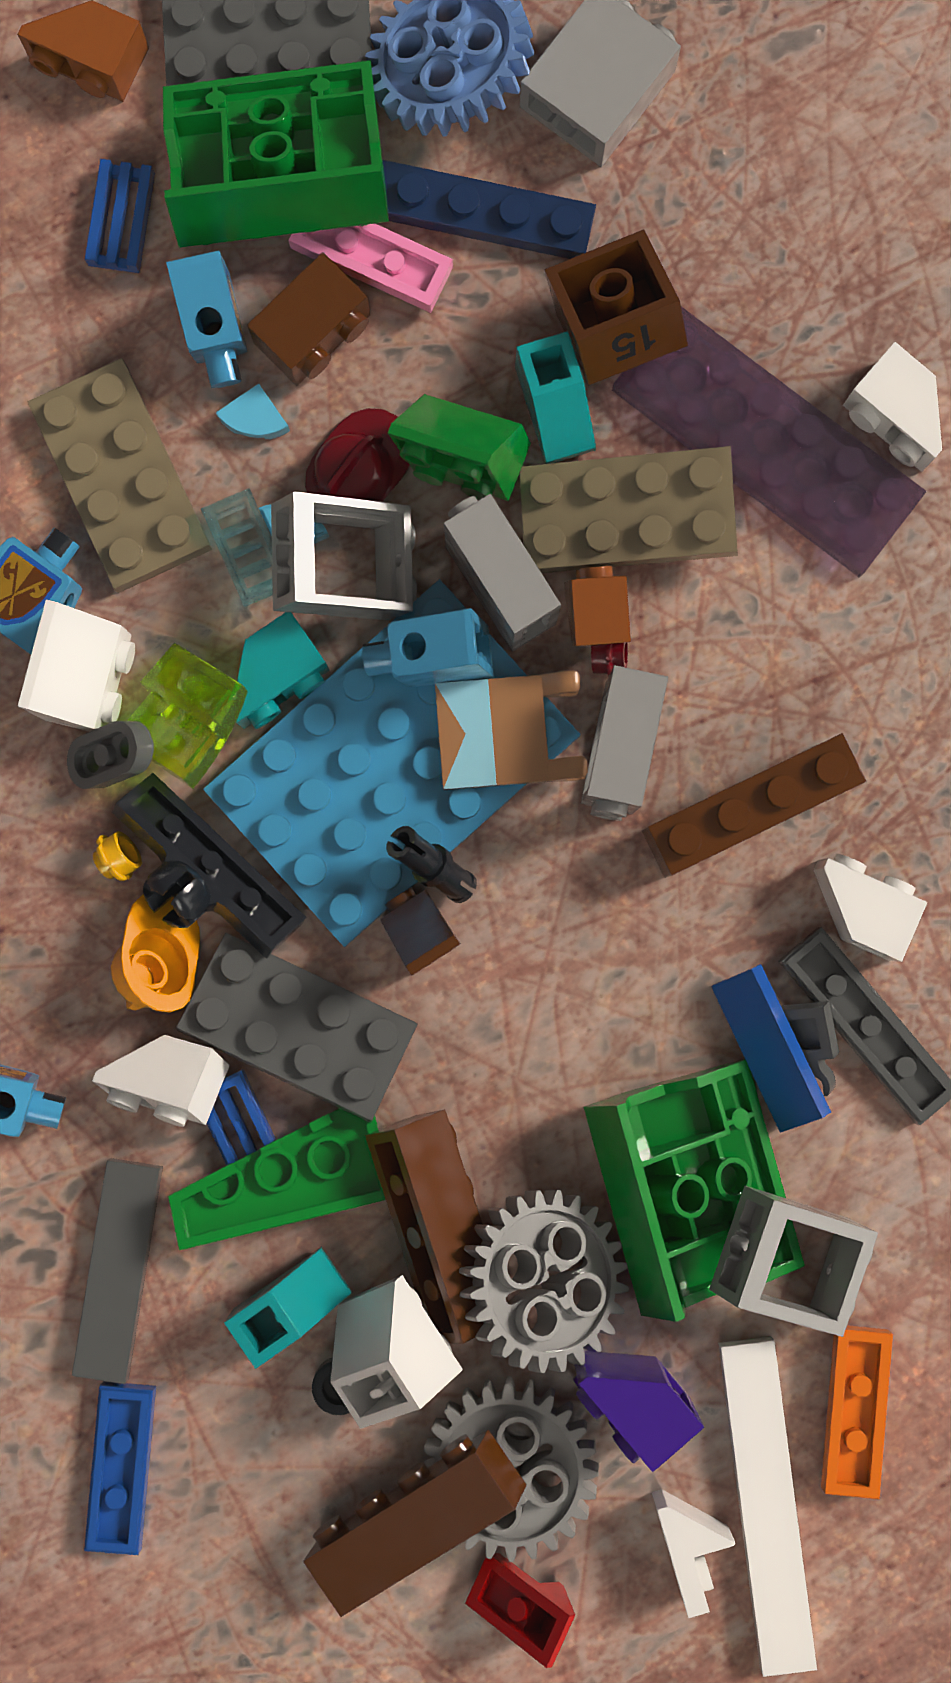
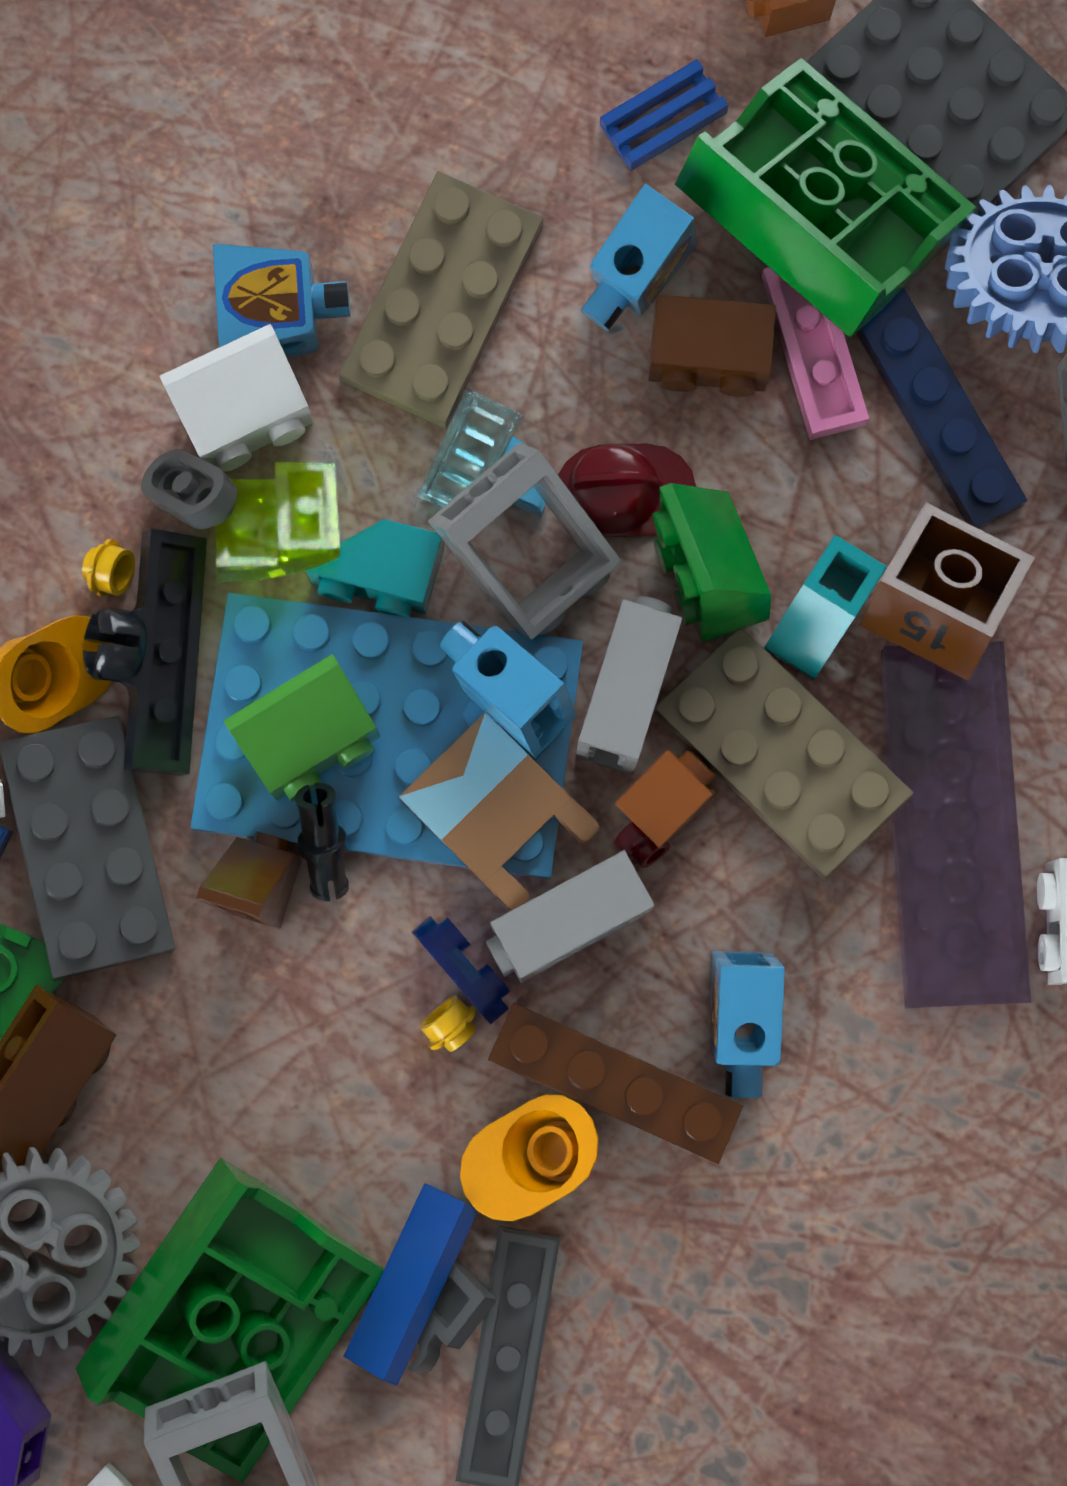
camera: 50 degrees right, 5 degrees down
(253, 415) = (589, 366): medium azure tile -> none
(349, 811) = (304, 729): none -> bright green slope
(614, 842) = (480, 986): none -> clear blue plate
(621, 883) = (449, 1024): none -> yellow plate
(757, 902) = (529, 1158): none -> light orange piece
(782, 682) = (743, 991): none -> dark azure torso
(868, 911) = (608, 1268): white slope -> none

